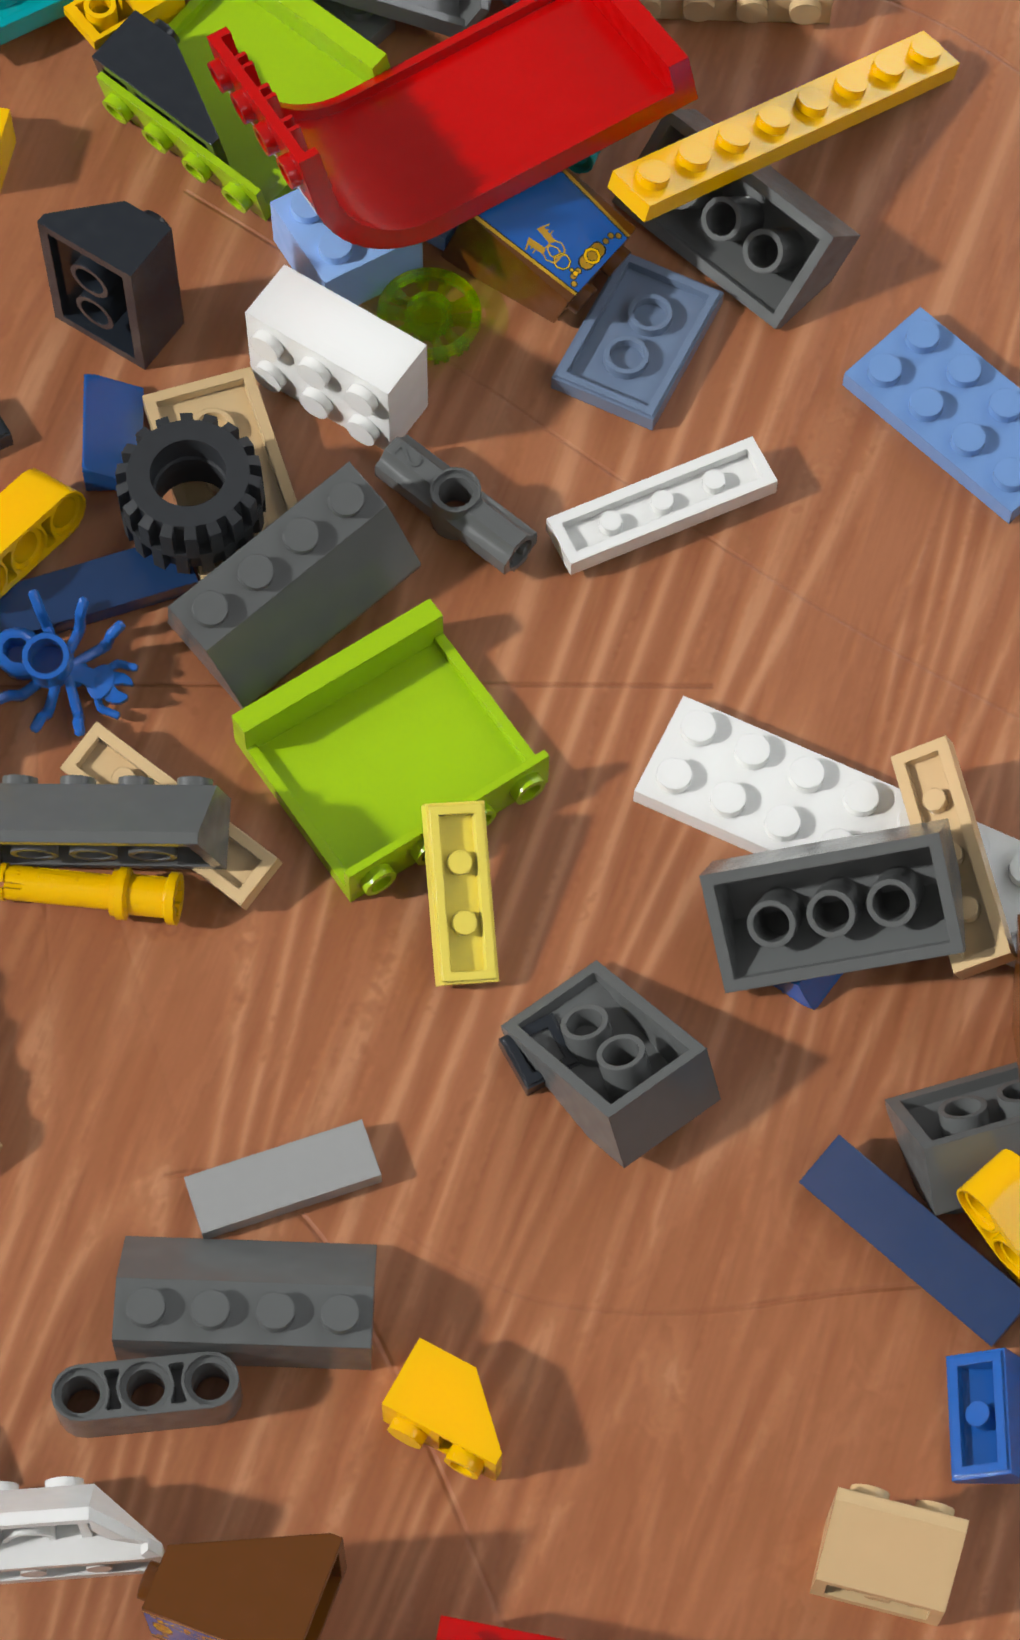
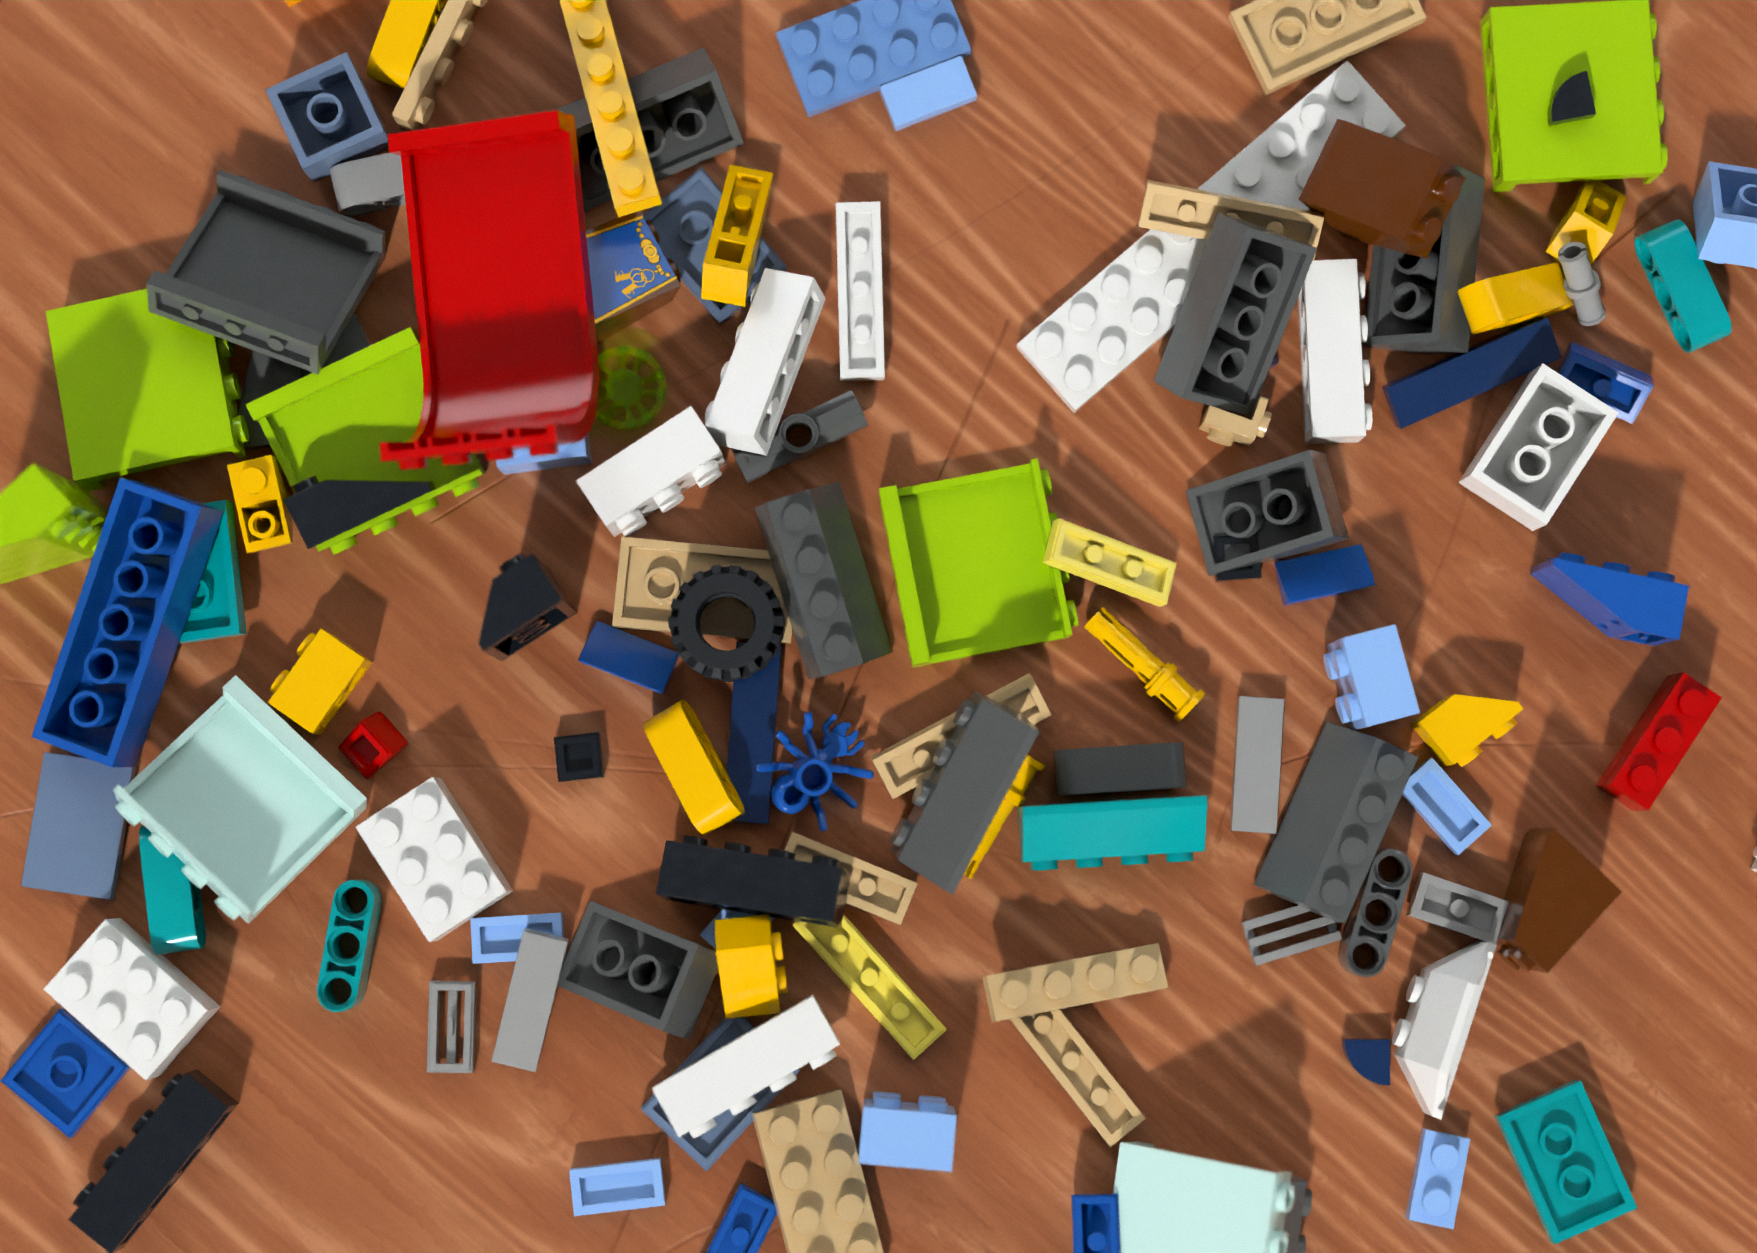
camera: 70 degrees left, 20 degrees up
(51, 1268) = (1253, 942): none -> light grey tile
(122, 1022) = (1112, 830): none -> teal slope
(195, 1489) = (1457, 908): none -> light grey plate
(207, 1013) = (1120, 768): none -> dark grey beam
(327, 1436) = (1444, 806): none -> light blue tile
(343, 1014) = (1159, 677): none -> yellow pin
(450, 1252) = (1370, 678): none -> light blue brick
(523, 423) = (764, 361): none -> white brick
(563, 1164) = (1323, 575): none -> blue slope
(654, 342) = (736, 236): none -> yellow slope
(699, 1560) = (1615, 600): none -> blue slope
(707, 997) = (1228, 427): none -> tan bracket
(854, 1055) = (1333, 353): none -> white brick
(854, 1351) = (1538, 447): none -> white brick
(889, 1554) = (1676, 488): tan slope -> none
(937, 492) = (928, 93): none -> light blue tile

